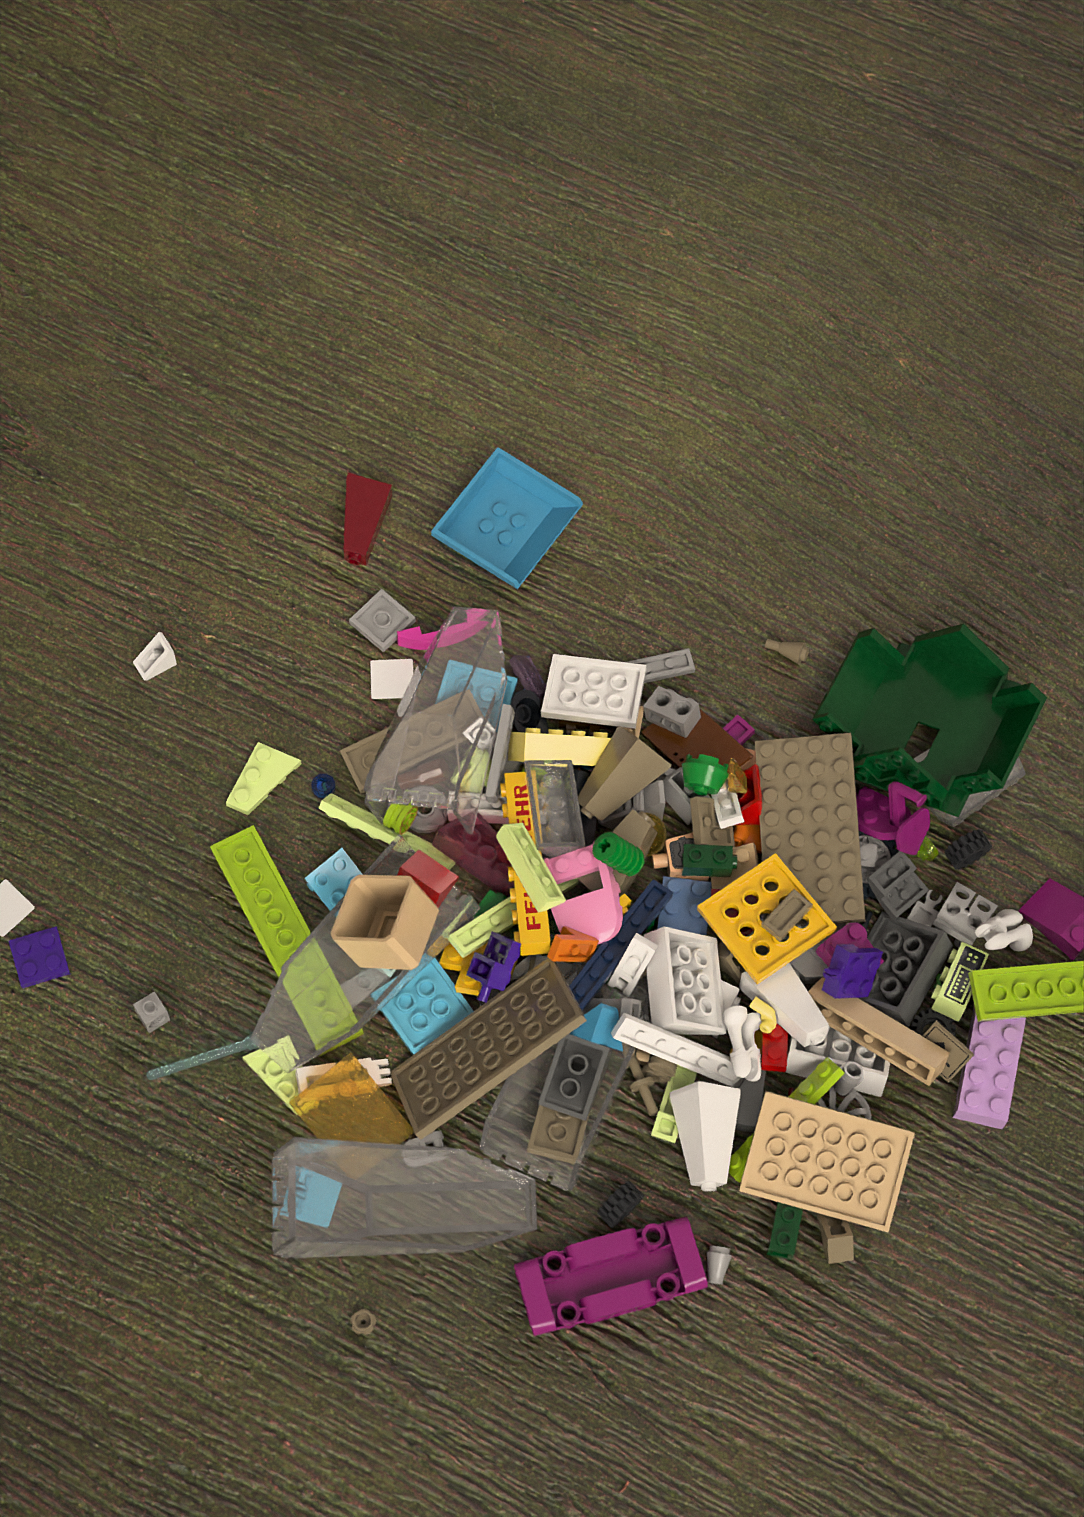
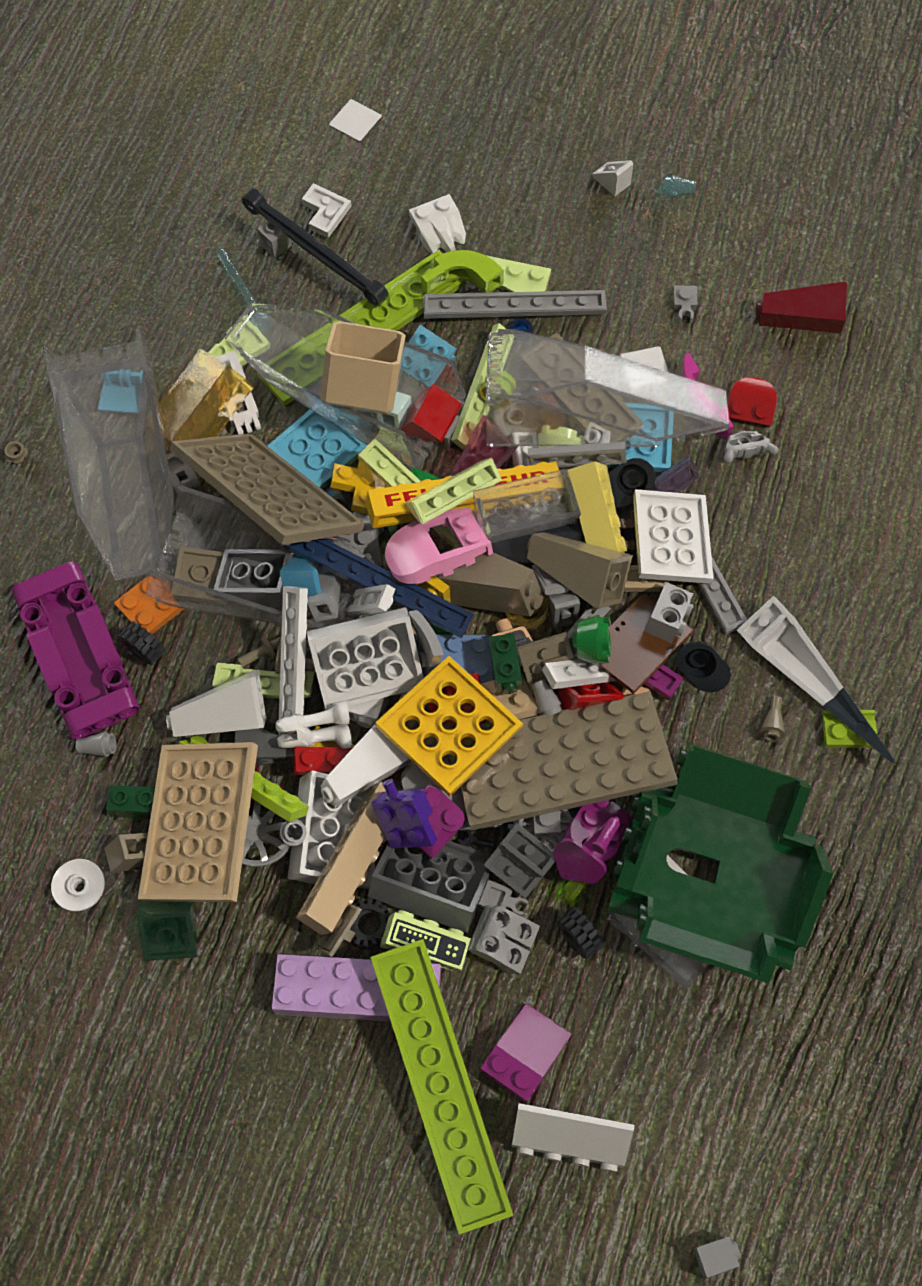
camera: 85 degrees right, 0 degrees up
(39, 957) = (314, 151): dark purple plate -> none
(123, 1014) = (372, 290): none -> black piece
(124, 948) = (329, 208): none -> white plate
(175, 842) = (438, 224): none -> white plate
(185, 601) = (675, 185): none -> clear light blue cone
(248, 812) = (463, 266): none -> lime arch
(295, 785) = (514, 304): none -> light grey tile
(324, 623) = (685, 300): none -> light grey plate
(381, 620) = (703, 342): light grey plate -> none
(456, 588) = (752, 401): none -> red slope
(495, 965) = (348, 479): dark purple plate -> none
(504, 602) = (746, 444): none -> light grey piece
(507, 518) = (838, 422): dark azure piece -> none
(571, 1206) = (144, 609): none -> orange plate
(572, 946) = (377, 543): orange slope -> none
(618, 854) = (477, 559): green piece -> none
(686, 919) = (430, 648): none -> light grey plate
(720, 621) = (785, 644): none -> white plate
(728, 694) = (703, 666): none -> black piece
(737, 779) = (601, 675): clear yellow slope -> none
(745, 834) = (546, 699): none -> light grey cone
(766, 1013) = (349, 742): light yellow arm -> none
(786, 915) = (452, 740): dark tan tile -> none
(805, 590) = (840, 735): none -> lime plate
(862, 1281) = (67, 879): none -> white dish
(916, 1214) = (167, 930): none -> clear green slope
(1000, 931) = (486, 966): white piece -> none

